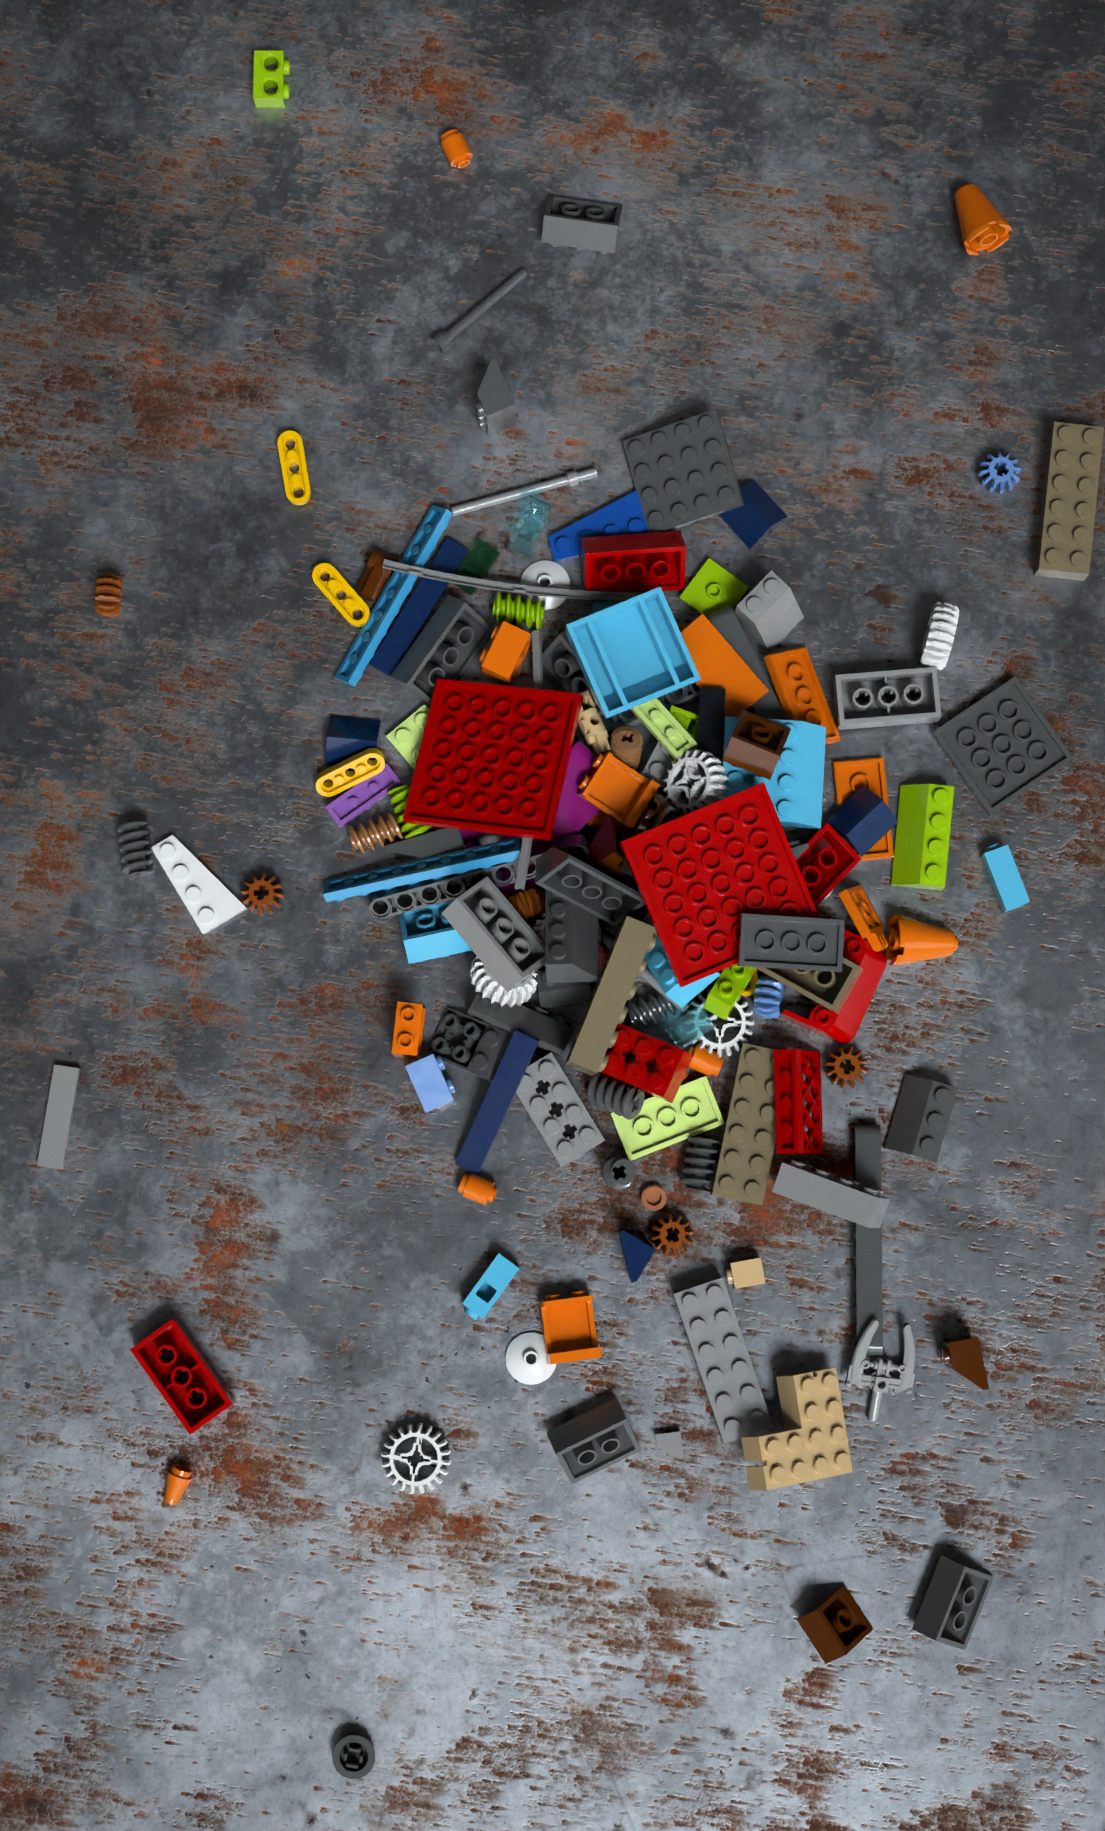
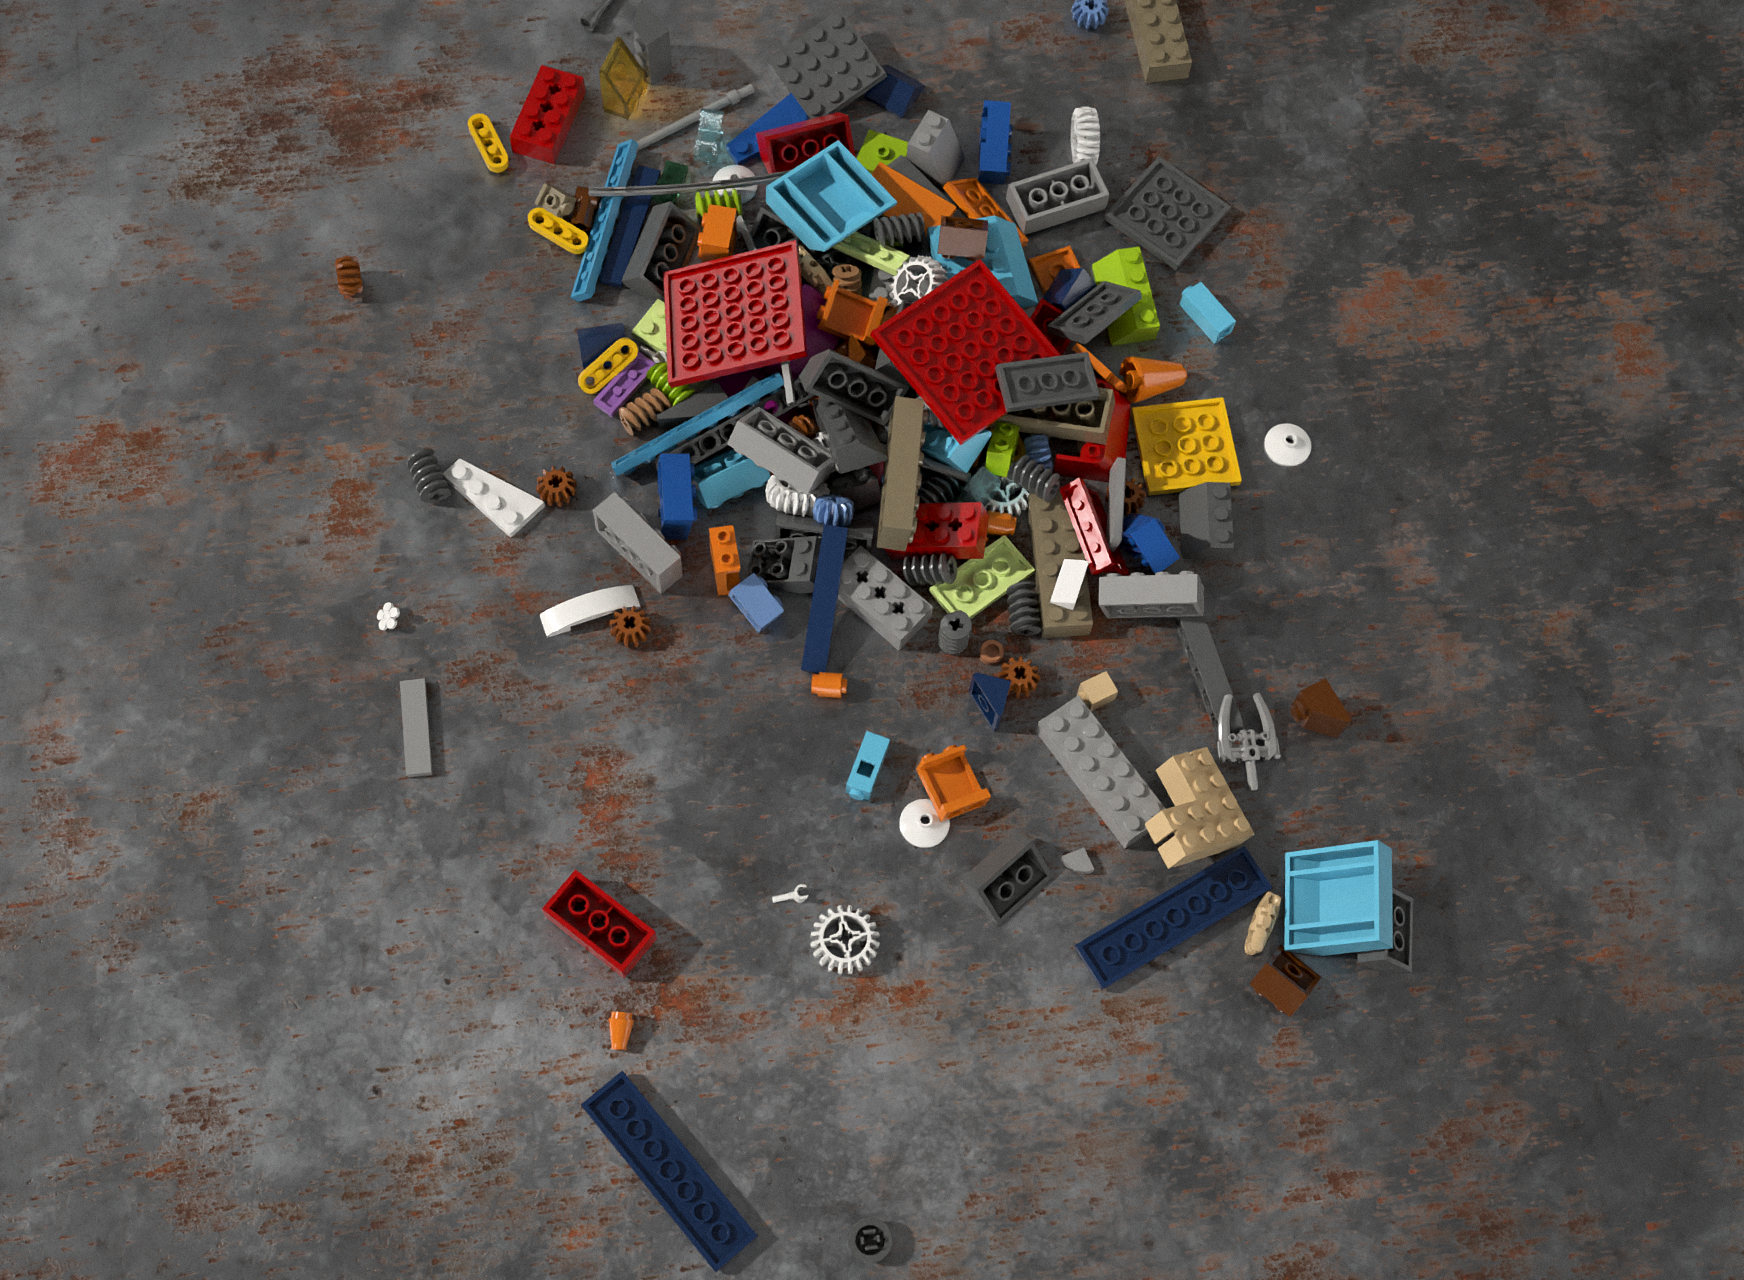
camera: 25 degrees left, 15 degrees down
(59, 991) = (388, 616): none -> white plant
(185, 1633) = (669, 1171): none -> dark blue plate
(261, 1038) = (588, 607): none -> white slope
(287, 1069) = (630, 618): none -> dark orange gear
(326, 984) = (638, 542): none -> light grey brick
(346, 561) = (555, 201): none -> dark tan brick
(369, 466) = (547, 114): none -> red brick
(377, 1396) = (792, 895): none -> white hand
(378, 944) = (676, 495): none -> blue wedge
(405, 773) = (657, 357): none -> white hand
(454, 437) = (621, 81): none -> clear yellow slope
(532, 1011) = (833, 510): none -> medium blue gear
(695, 710) = (899, 228): none -> dark grey piece
(746, 1528) = (1172, 917): none -> dark blue plate
(750, 1032) = (1034, 478): none -> dark grey piece
(750, 1157) = (1069, 583): none -> white slope
(827, 1083) = (1116, 503): none -> light grey tile
(832, 1560) = (1262, 923): none -> tan hinge
(838, 616) = (994, 144): none -> blue wedge
(844, 1132) = (1145, 538): none -> blue wedge
(877, 856) = (1094, 312): none -> dark grey plate
(913, 1564) = (1339, 899): none -> medium azure slope
(929, 1026) = (1185, 445): none -> yellow plate
(1027, 1051) = (1283, 452): none -> white dish

